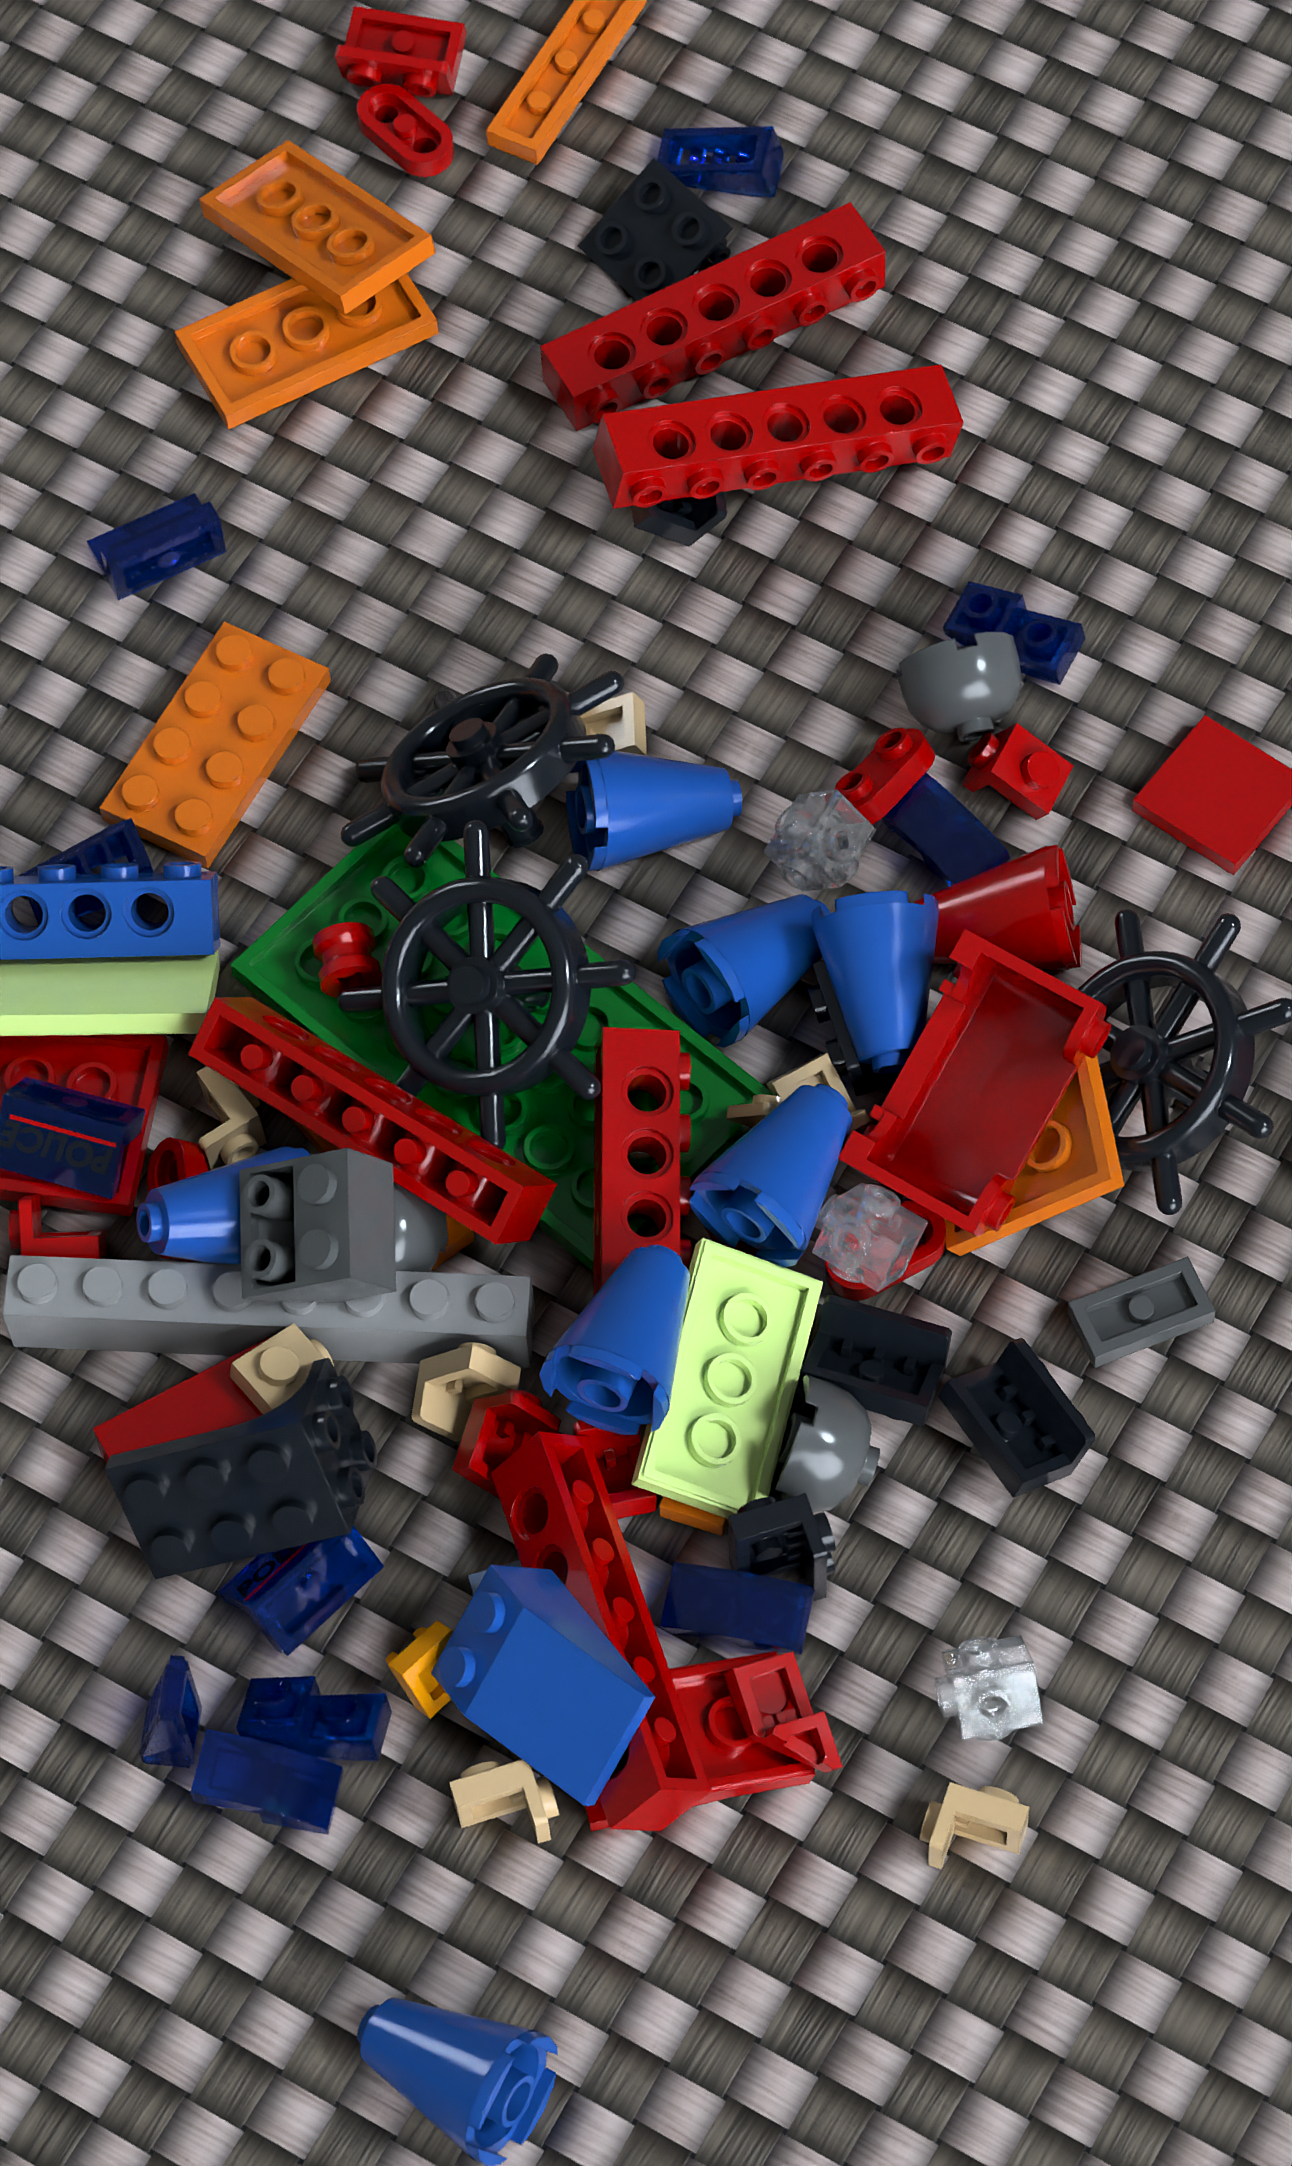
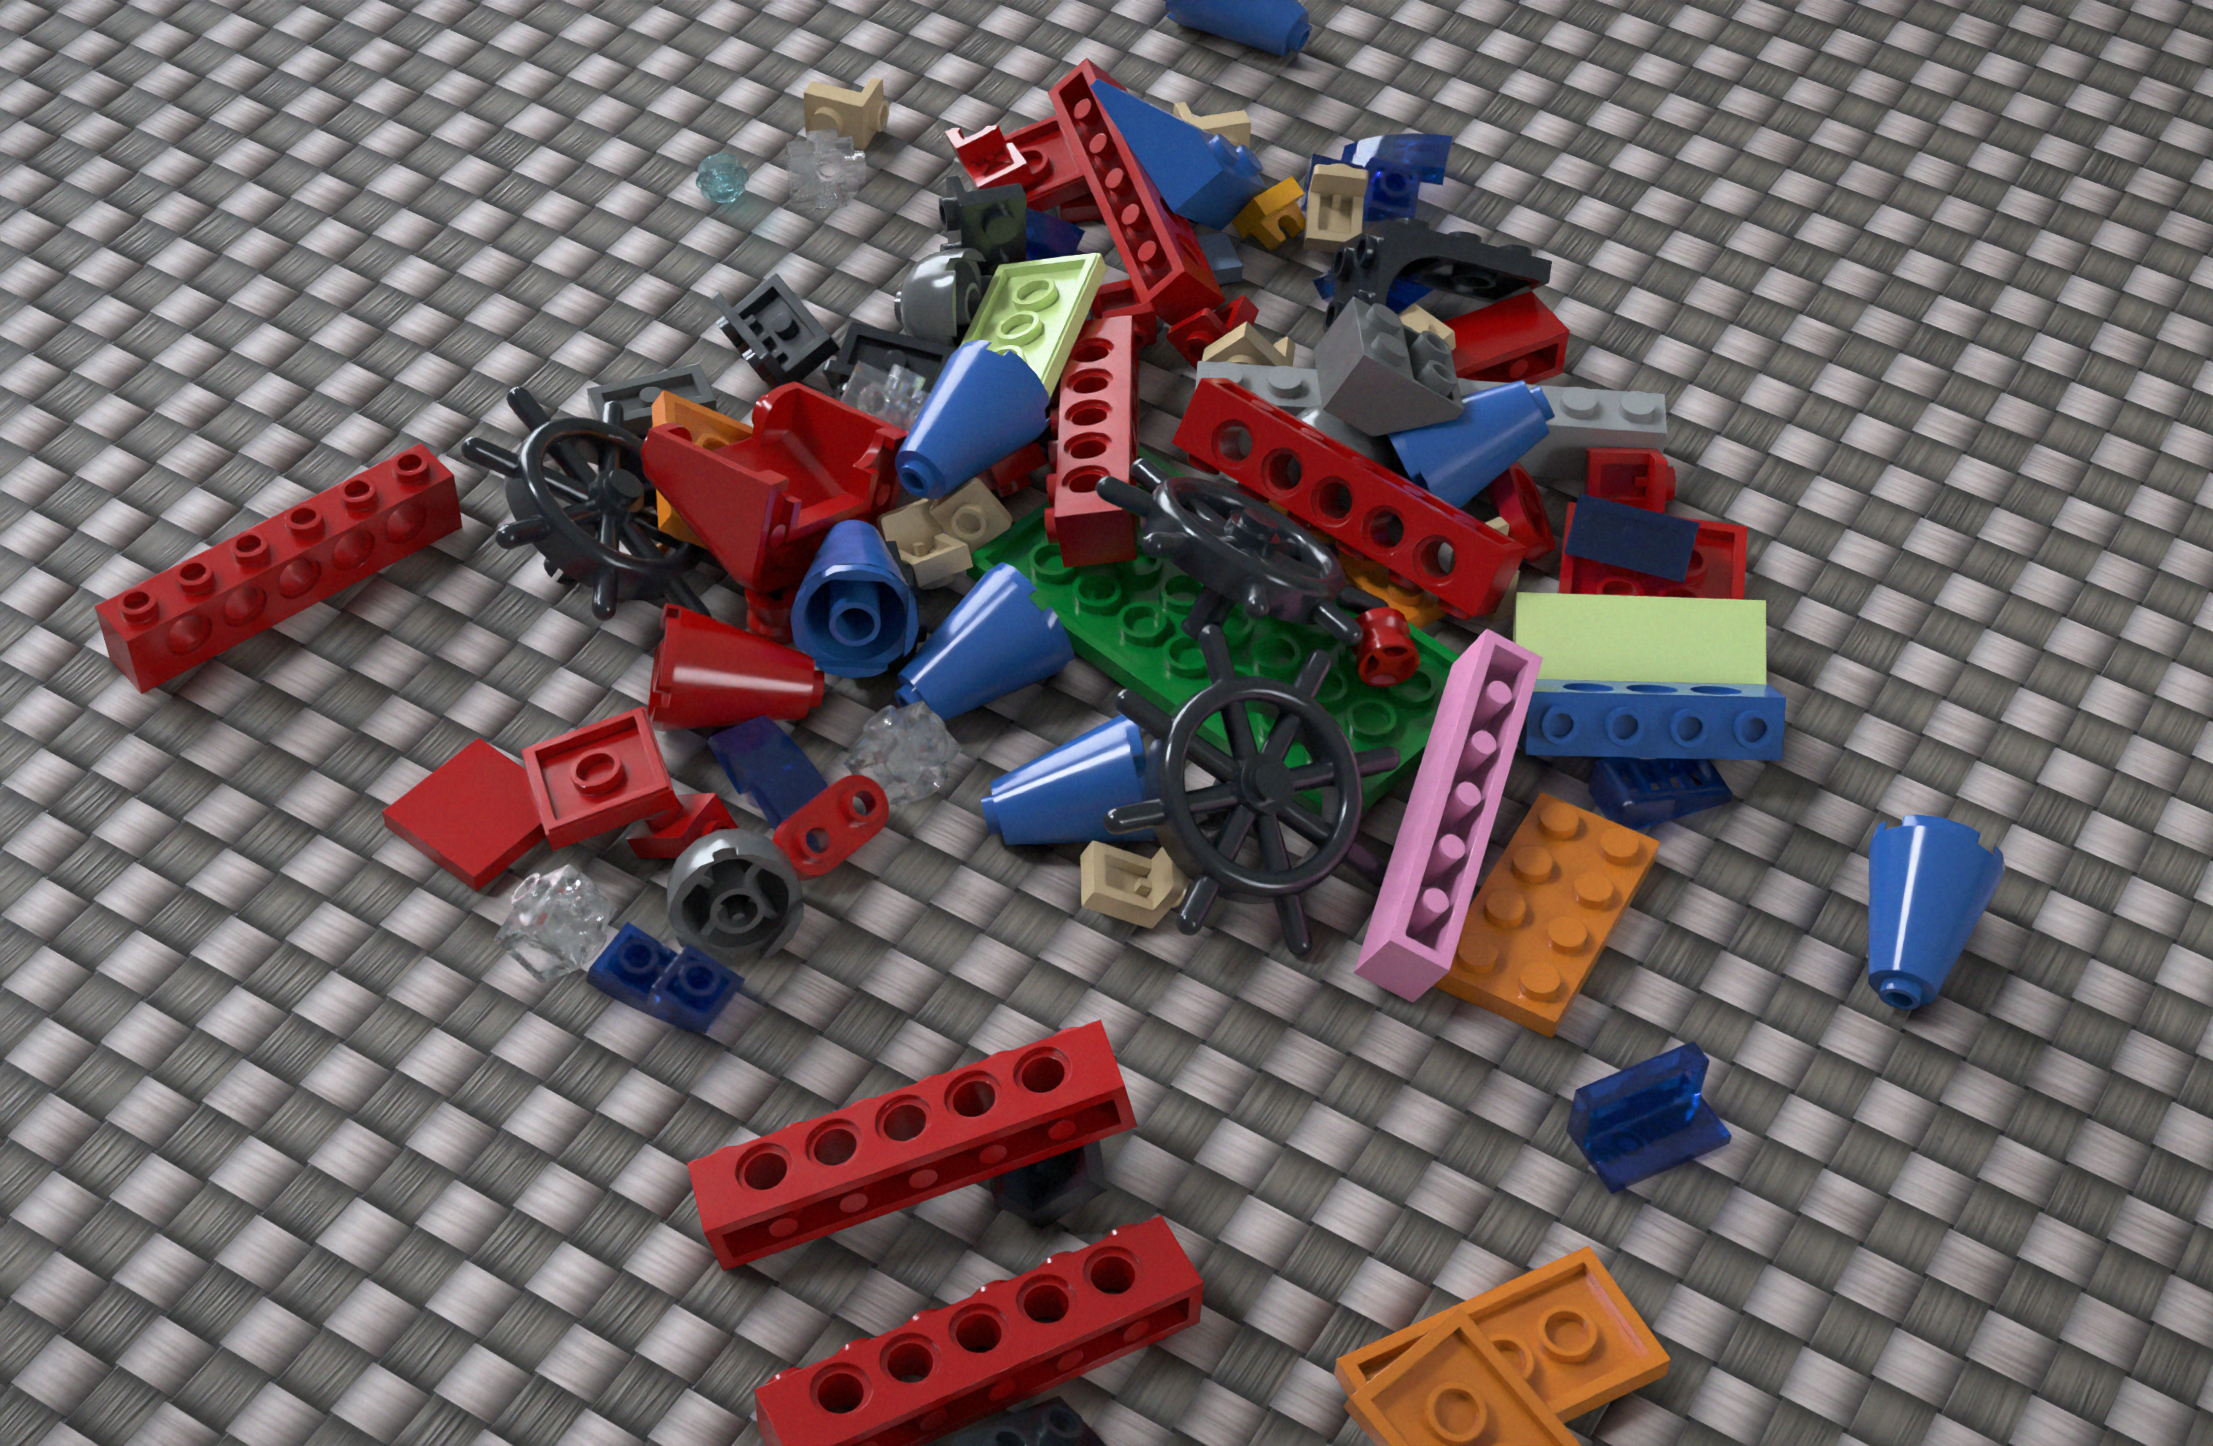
camera: 175 degrees right, 15 degrees down
(172, 1718) = (1475, 181): clear blue slope -> none
(297, 778) = (1449, 818): none -> bright pink brick
(350, 1652) = (1334, 206): none -> tan bracket
(624, 1345) = (1112, 295): blue cone -> none
(1104, 791) = (599, 778): none -> red tile
(1117, 649) = (555, 923): none -> clear brick
(1118, 1700) = (721, 177): none -> clear light blue plate

